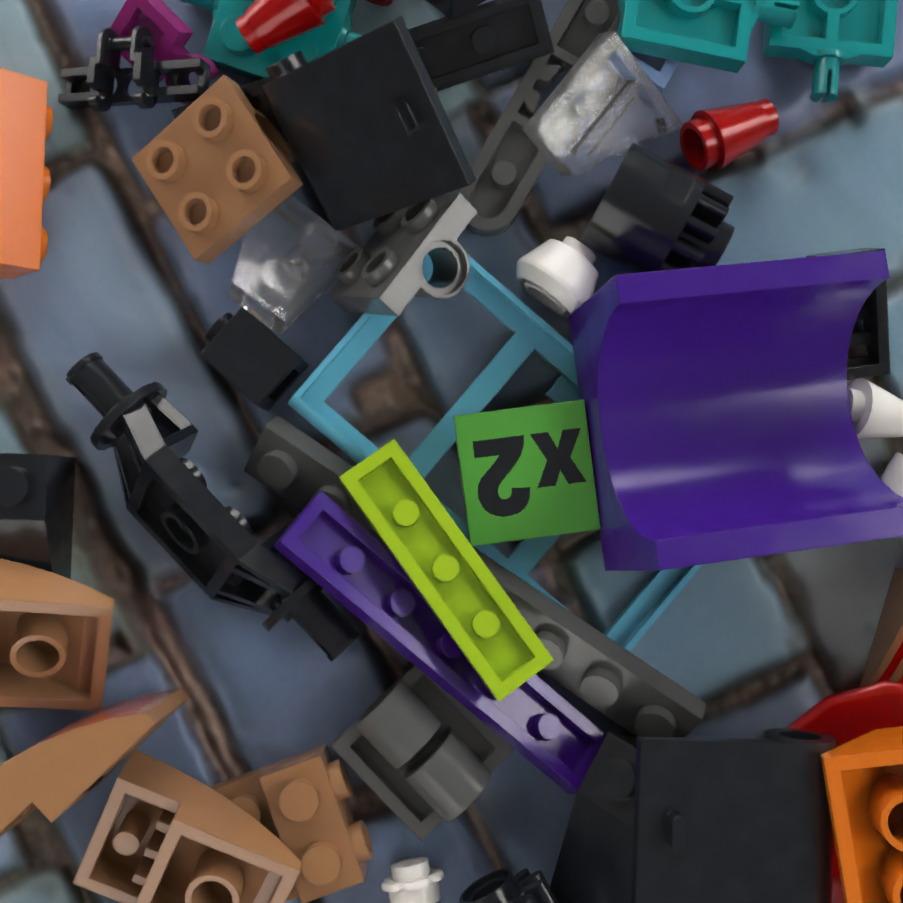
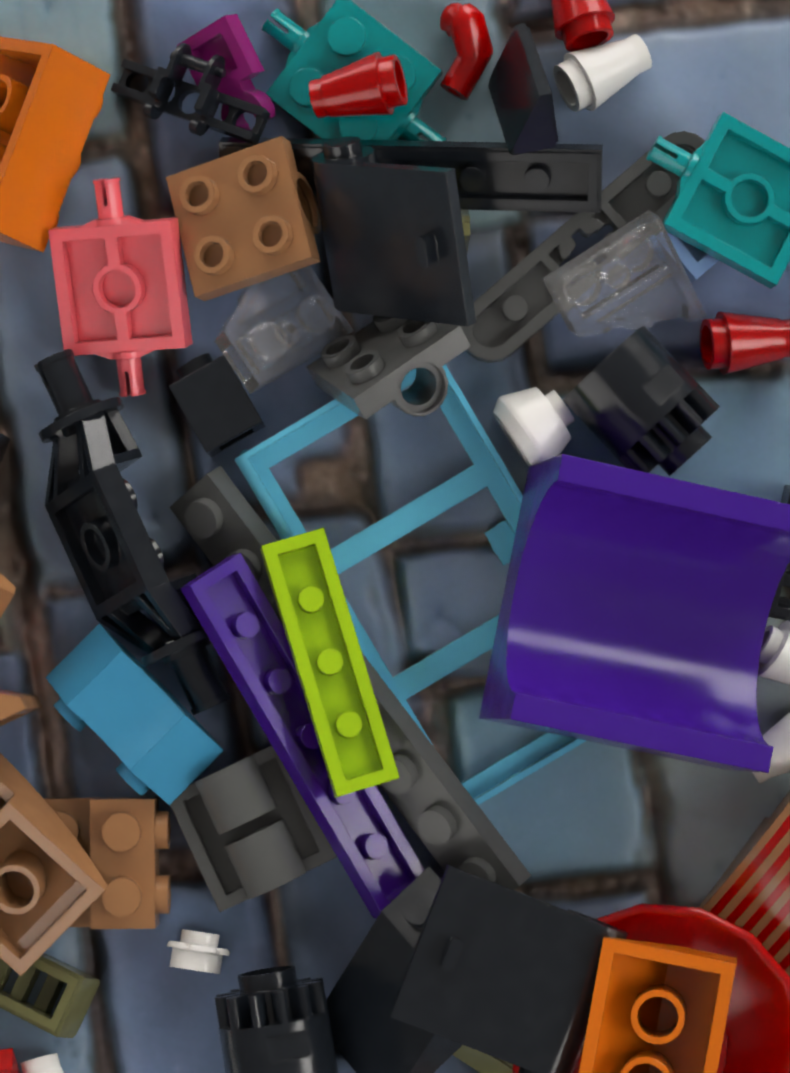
camera: 25 degrees right, 0 degrees up
(123, 275) = (120, 286): none -> coral plate
(274, 682) = (133, 714): none -> dark azure brick
(526, 472) = (436, 601): bright green tile -> none

